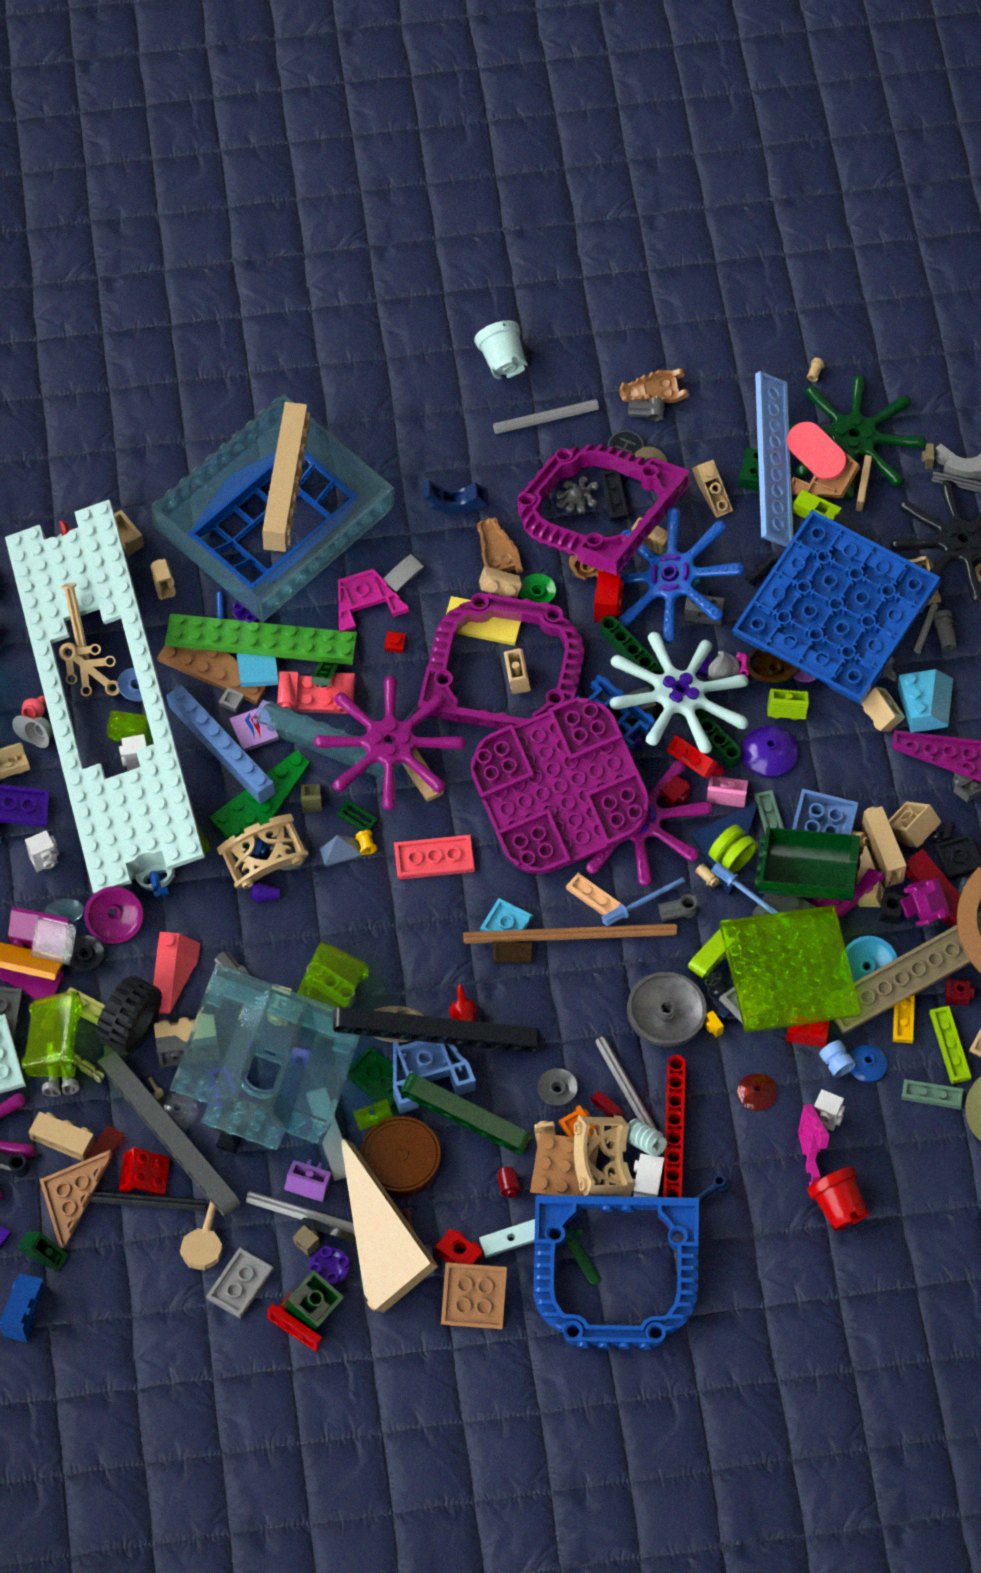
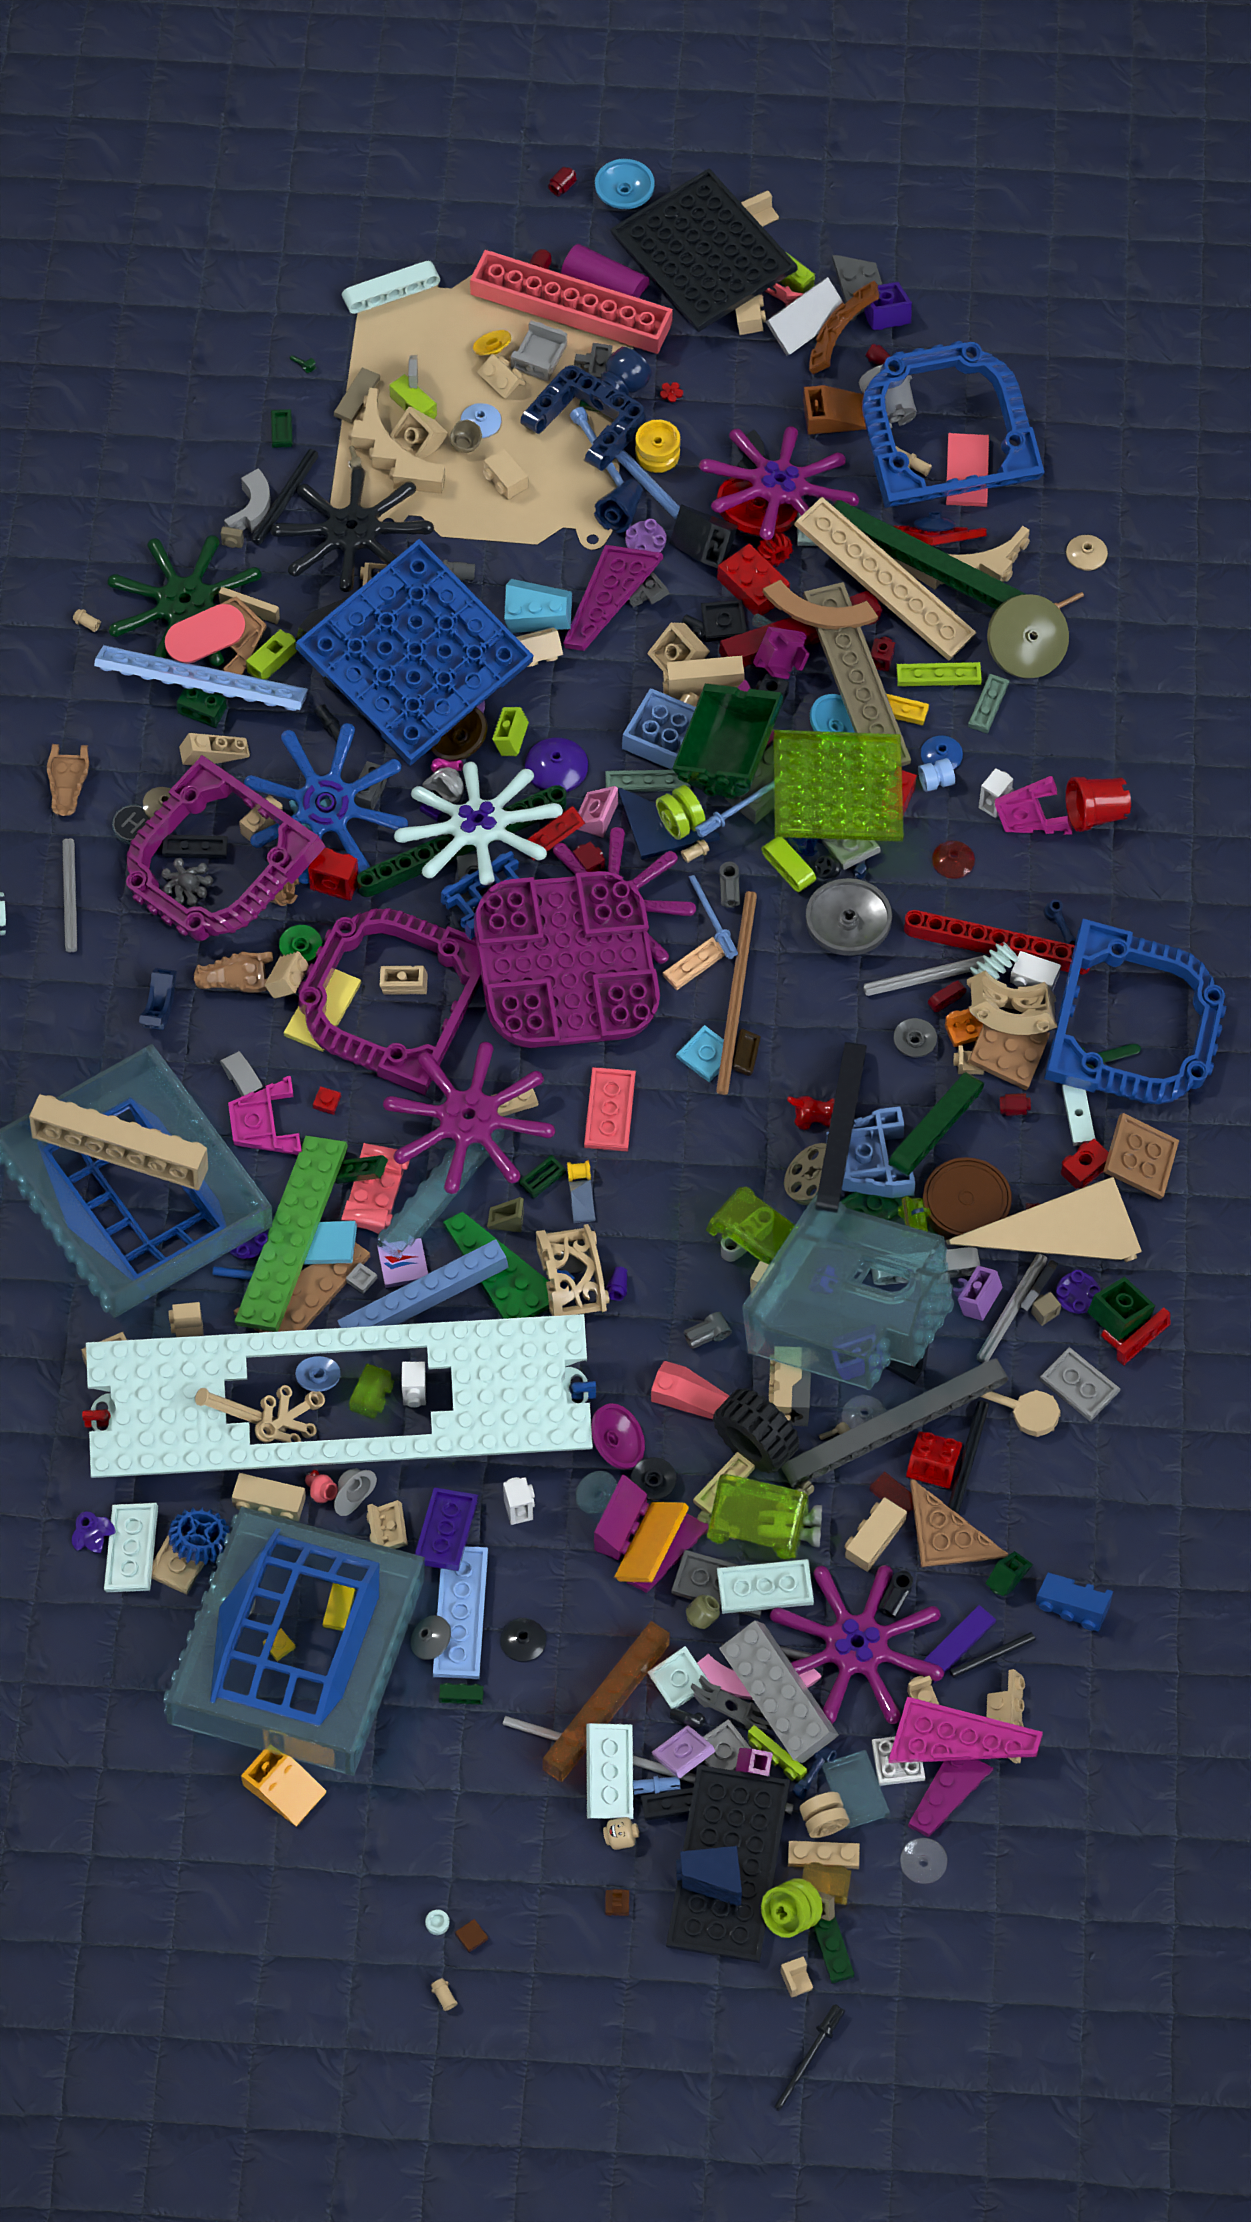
camera: 80 degrees left, 0 degrees up
(18, 673) = (269, 1497): none -> tan brick
(53, 940) = (641, 1500): clear tile -> none
(651, 409) = (93, 787): dark grey piece -> none
(713, 1024) = (873, 877): yellow plate -> none

